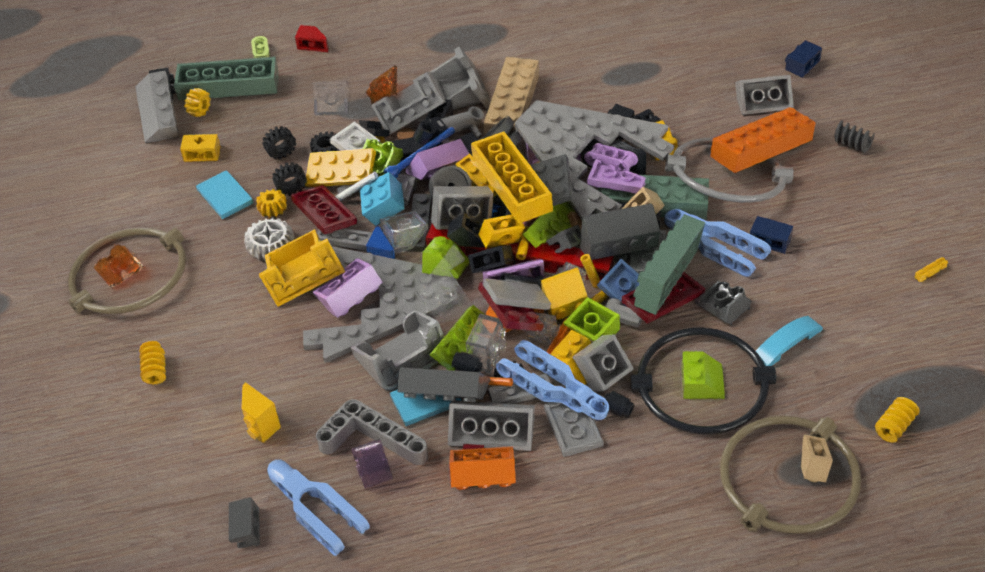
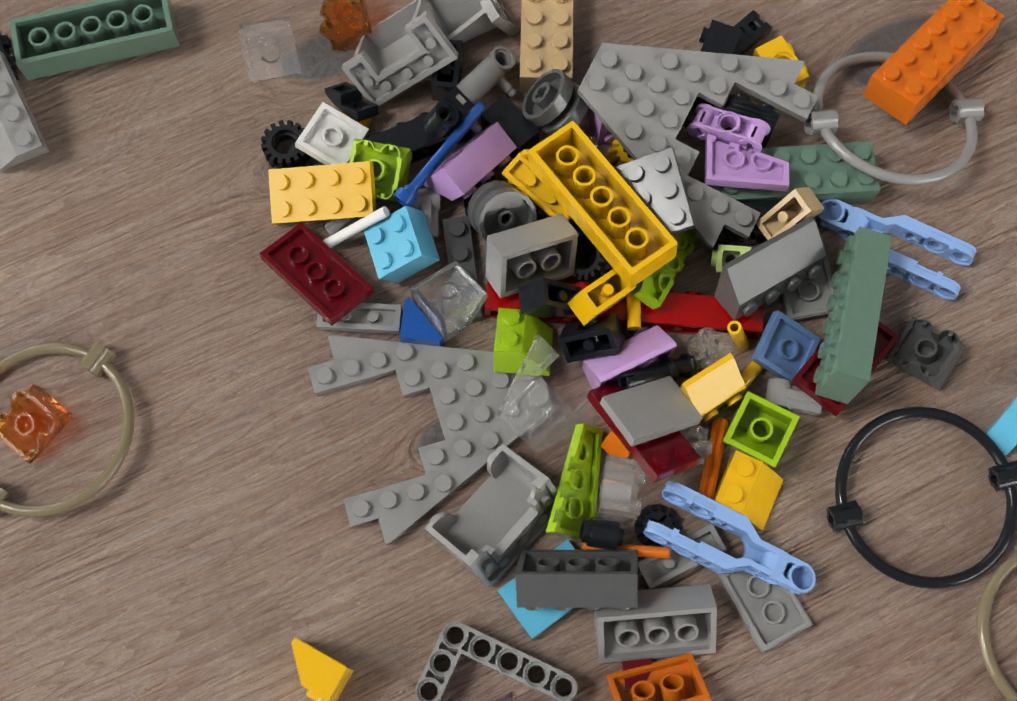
camera: 15 degrees left, 25 degrees up
(152, 363) = (135, 600): yellow piece -> none
(197, 102) = (62, 88): yellow gear -> none
(200, 147) = (91, 175): yellow brick -> none
(224, 194) = (153, 258): medium azure tile -> none
(267, 236) = (236, 342): white gear -> none
(271, 203) = (233, 278): yellow gear -> none
(276, 136) = (214, 153): black tyre -> none
(288, 171) = (249, 223): black tyre -> none
(300, 267) = (310, 394): yellow windscreen -> none
(348, 288) = (390, 416): lavender slope -> none
(405, 133) = (401, 106): medium nougat tile -> none
(567, 238) = (693, 283): dark grey hinge -> none
(574, 219) = (695, 245): medium nougat tile -> none
(603, 362) = (792, 501): light grey brick -> none
(619, 404) = (822, 558): black brick -> none
(701, 376) = (922, 492): lime slope -> none
(773, 232) = (972, 223): dark blue brick -> none

